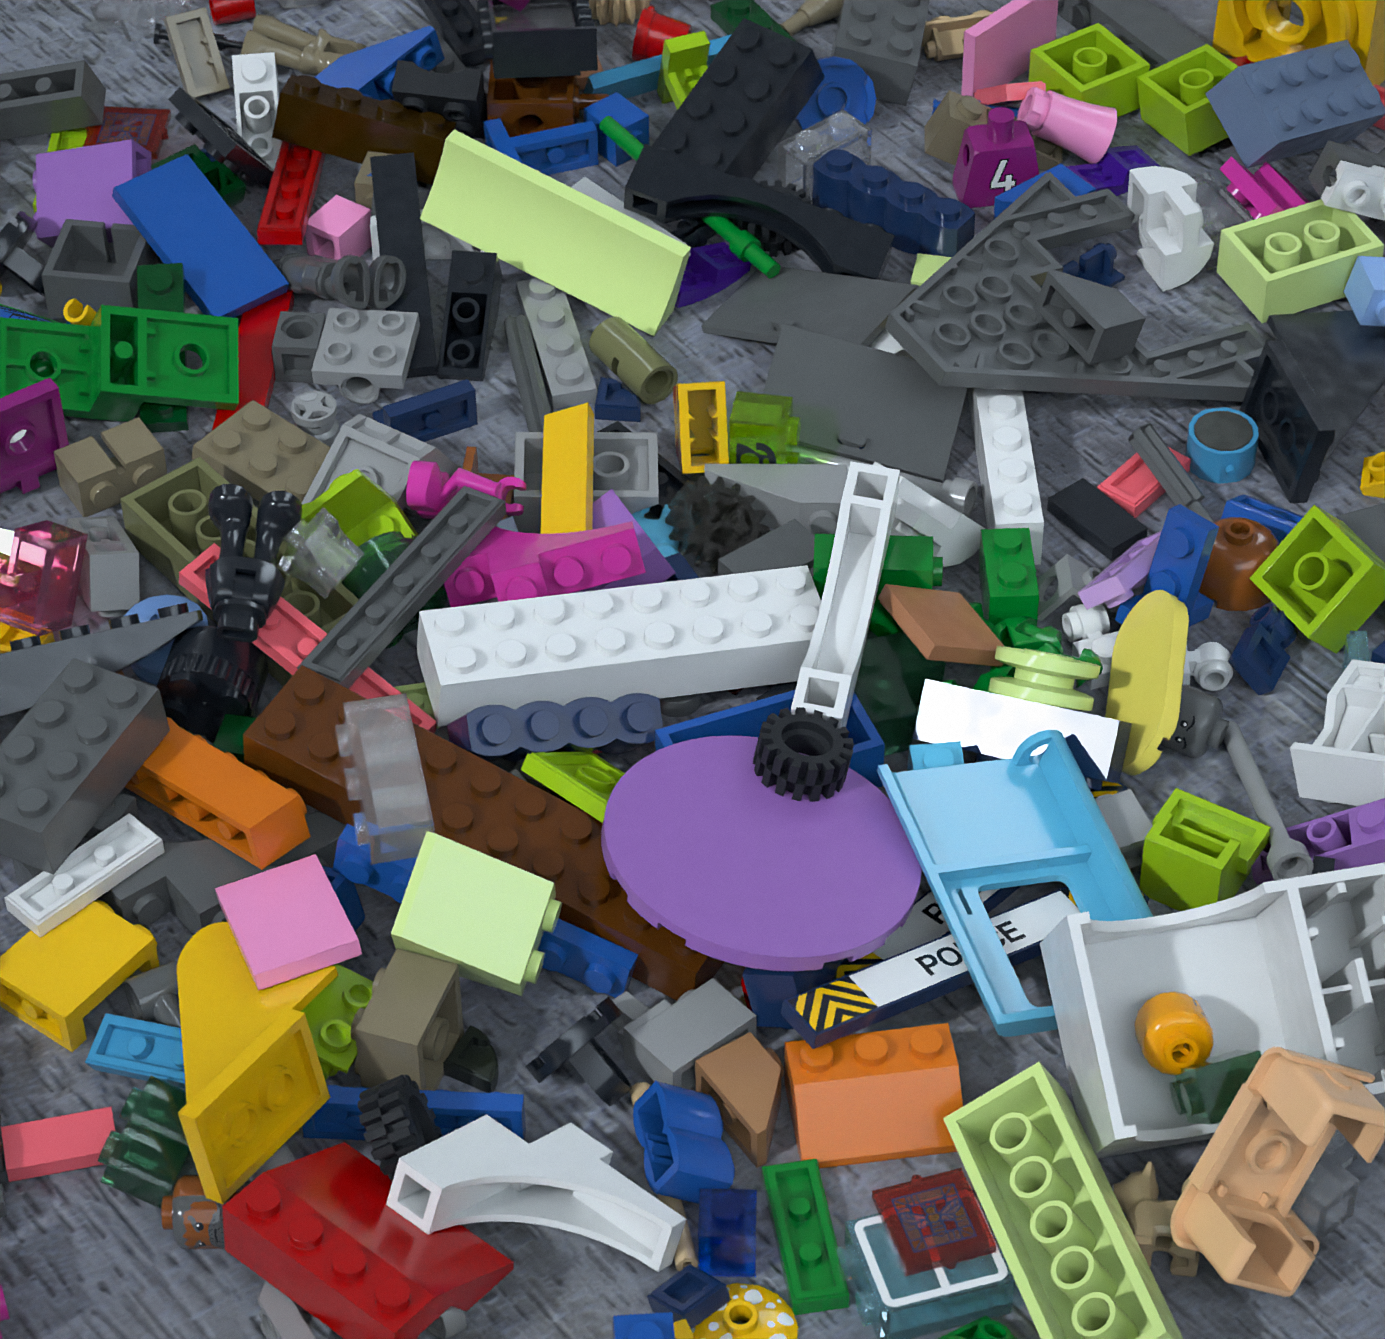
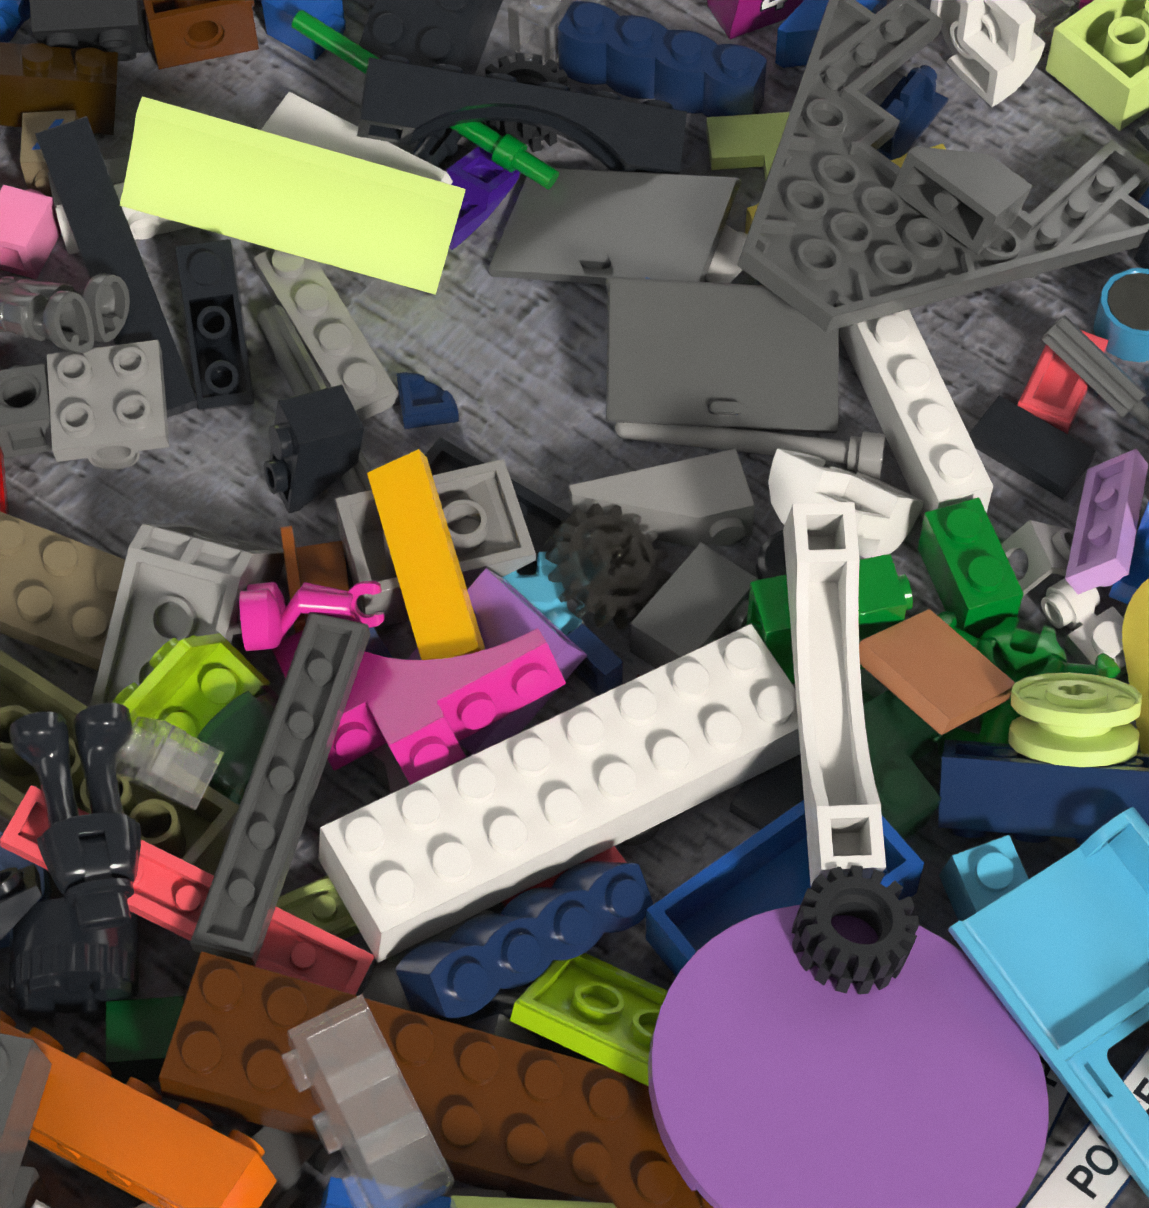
camera: 15 degrees left, 15 degrees up
(316, 415) = (64, 500): light grey wheel -> none
(432, 412) = (205, 473): dark blue panel -> none
(513, 400) = (312, 445): none -> black slope
(547, 150) = (220, 68): blue bracket -> none
(633, 360) = (429, 342): olive pin -> none
(700, 425) = (543, 419): yellow torso -> none
(763, 430) = (629, 430): clear neon green brick -> none

